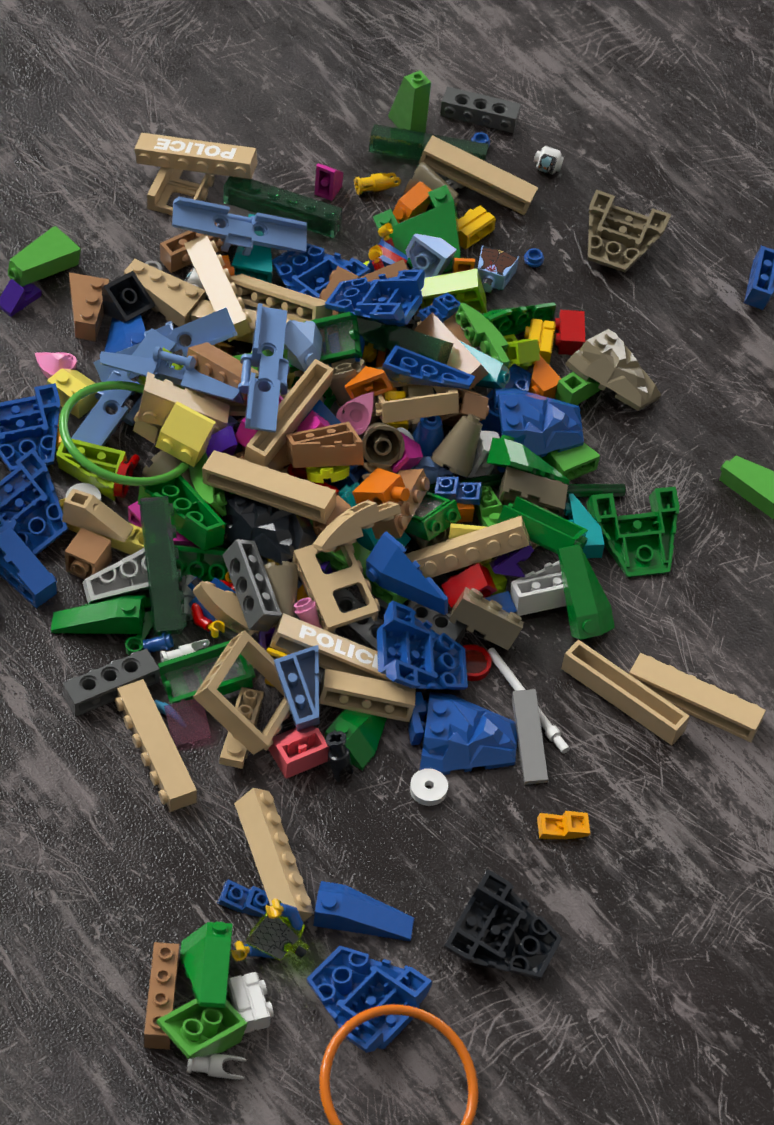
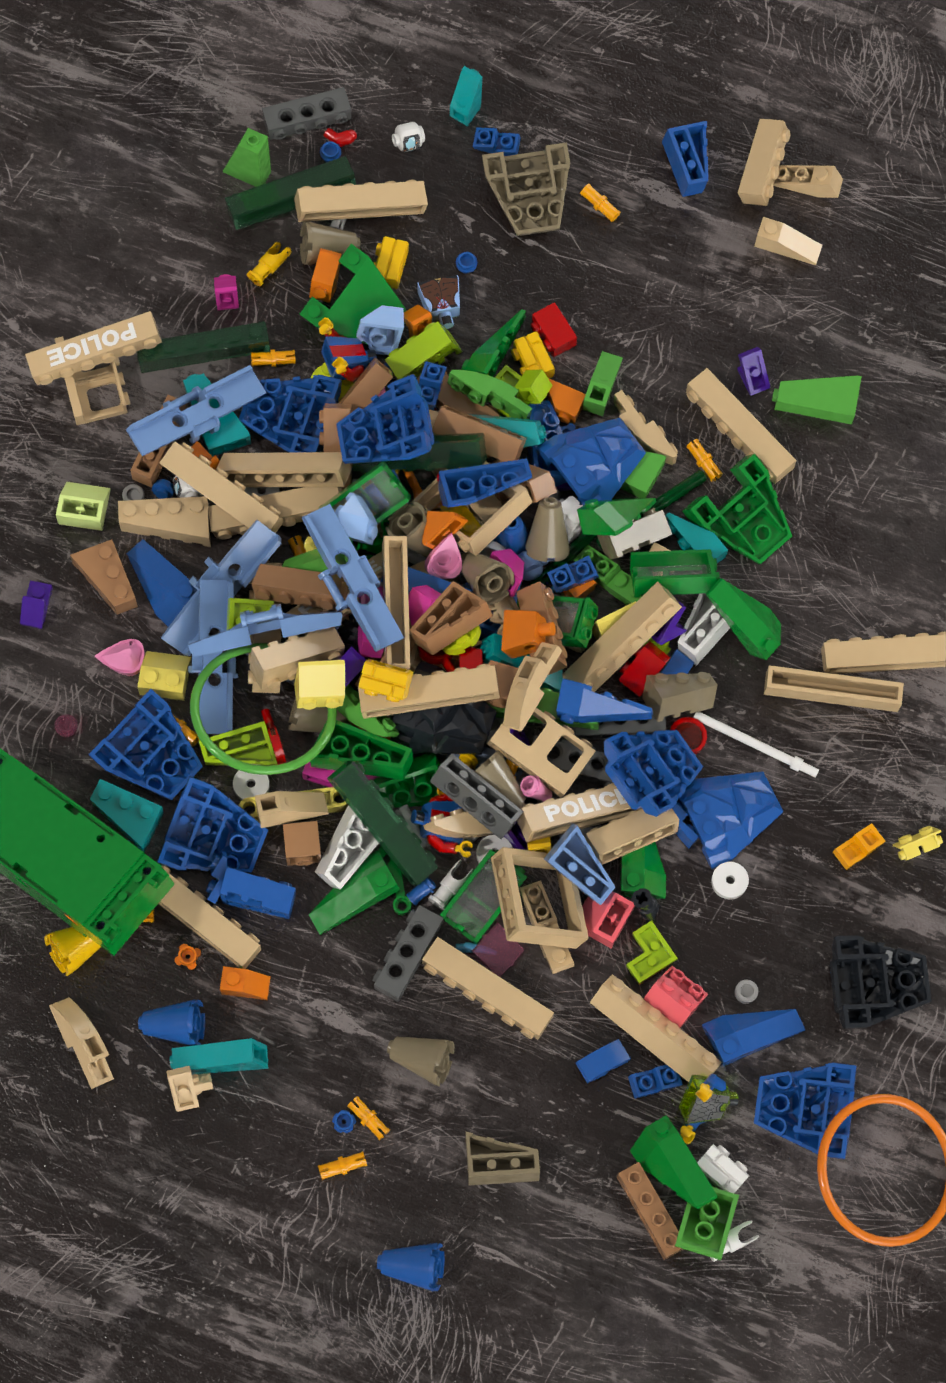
camera: 30 degrees left, 20 degrees up
(44, 257) = (32, 547): bright green slope -> none
(59, 876) = (499, 1162): none -> dark tan wedge
(63, 763) = (423, 1057): none -> dark tan cone
(105, 253) = (83, 506): none -> yellowish green slope
(125, 298) = (142, 550): black slope -> none
(178, 272) = (163, 489): none -> blue plate
(207, 854) = (602, 1061): none -> blue slope
(237, 449) = (385, 680): none -> yellow brick
(312, 843) = (675, 996): none -> coral slope
(319, 804) = (656, 953): none -> lime plate
(331, 240) = (273, 358): none -> light orange pin
(379, 879) = (746, 991): none -> light grey tile
(496, 139) = (342, 138): none -> red arm
(529, 736) = (782, 781): light grey slope -> none
(595, 434) = (648, 435): none -> tan slope
(612, 153) = (467, 96): none -> teal slope
(614, 367) = (623, 354): dark tan wedge -> none
(621, 199) = (492, 141): none -> blue slope
(629, 851) = (910, 844): none -> light yellow hinge
(632, 481) = (704, 460): none -> light orange pin
(672, 273) = (600, 202): none -> light orange pin
(680, 471) = (739, 424): none -> tan brick
(719, 440) = (753, 371): none -> dark purple slope

